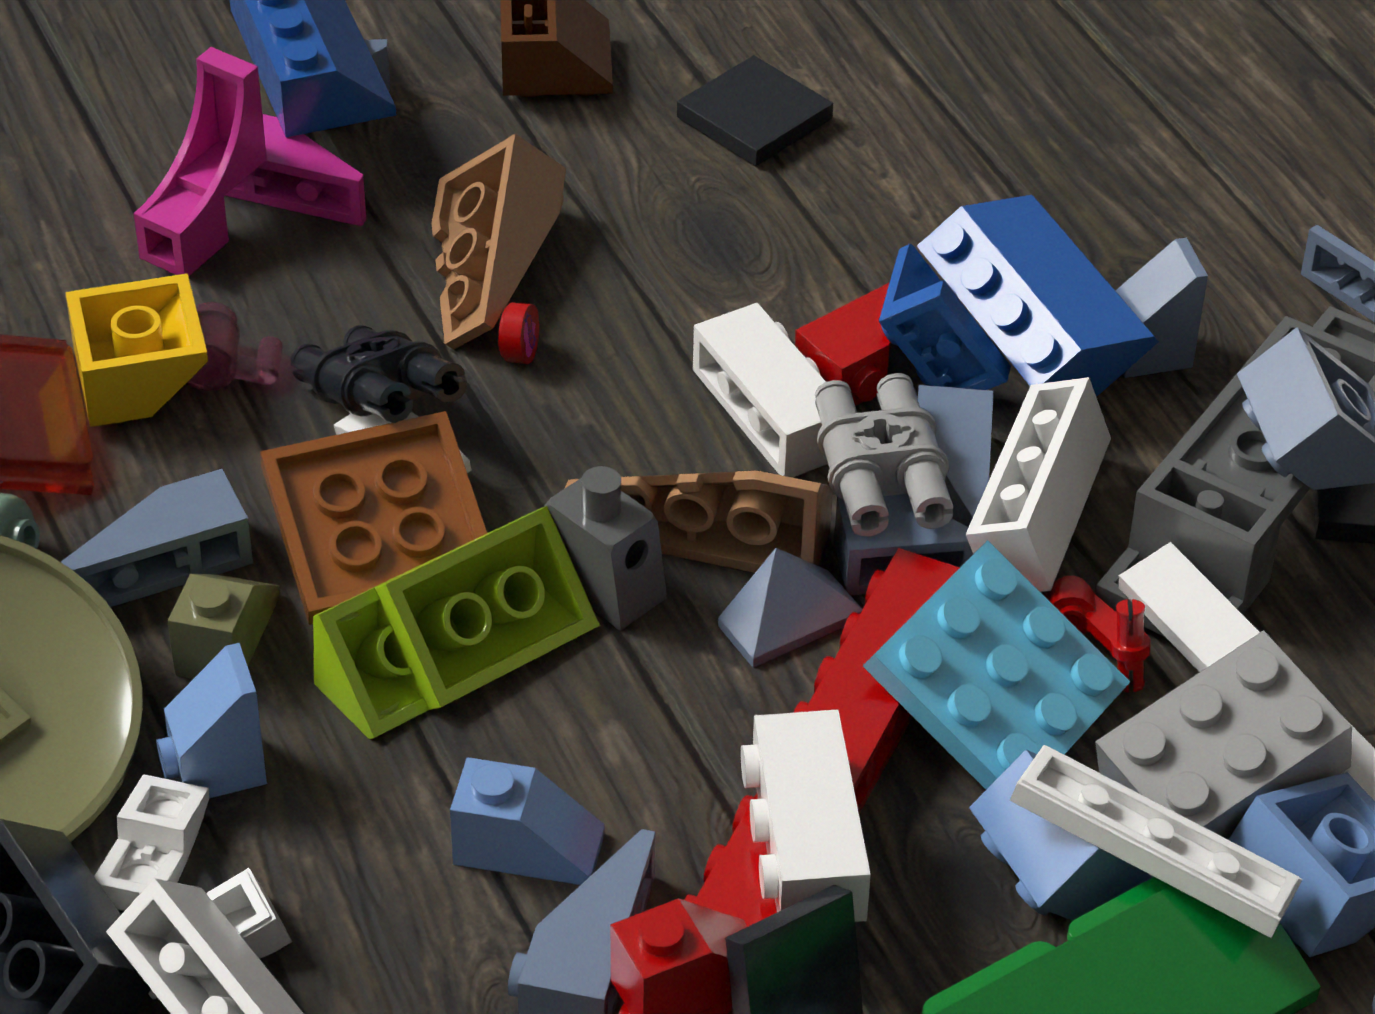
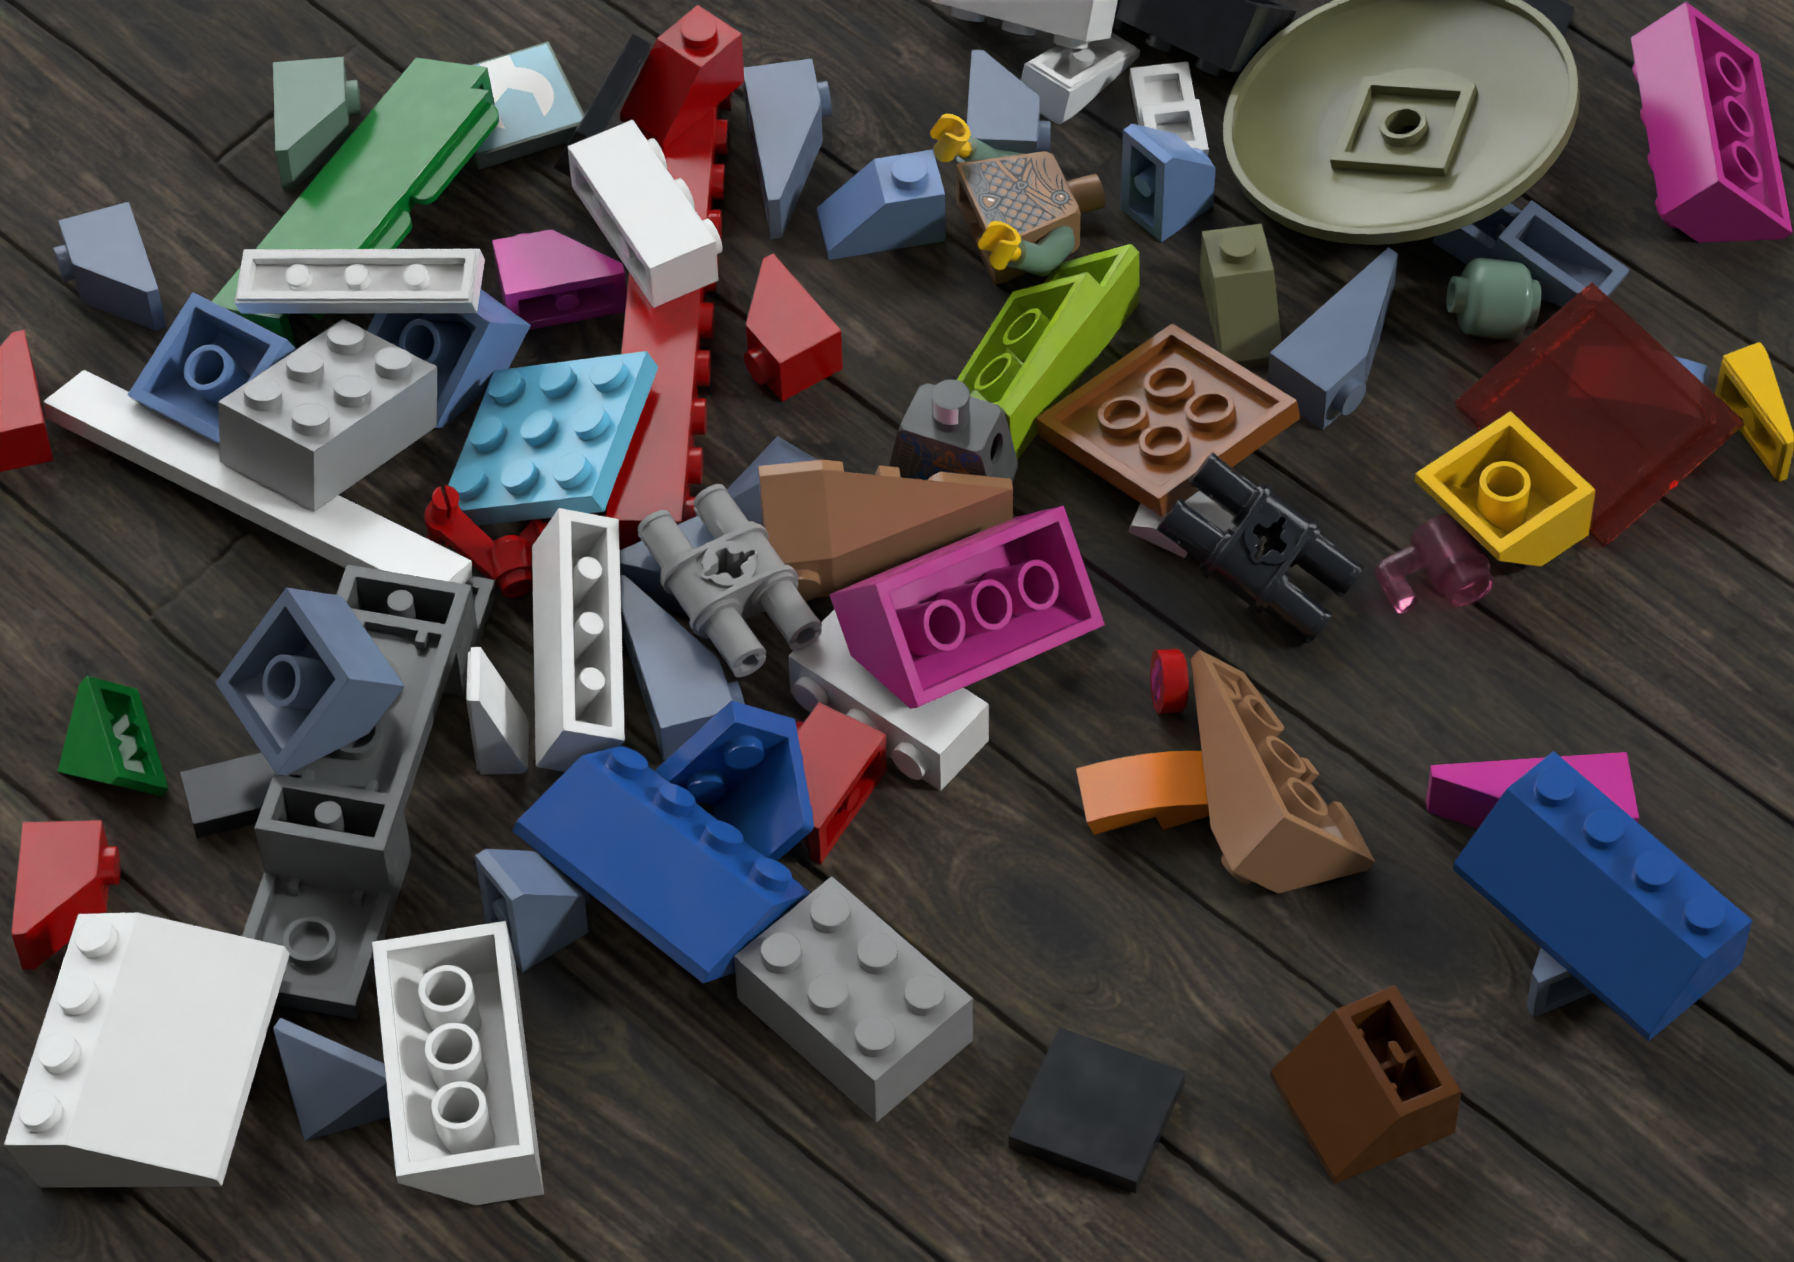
camera: 160 degrees right, 10 degrees up
(222, 146) = (1585, 700): dark pink arch -> none
(344, 876) = (1004, 109): none -> sand blue slope
(387, 761) = (1015, 202): none -> torso
(588, 267) = (1143, 788): none -> orange slope
(673, 393) = (970, 608): none -> dark pink slope
(699, 728) = (789, 334): none -> slope
(898, 182) = (854, 998): none -> light grey brick
(926, 866) = (557, 279): none -> dark pink slope
(1141, 455) = (495, 719): none -> white slope
(1259, 224) = (457, 1065): none -> white slope

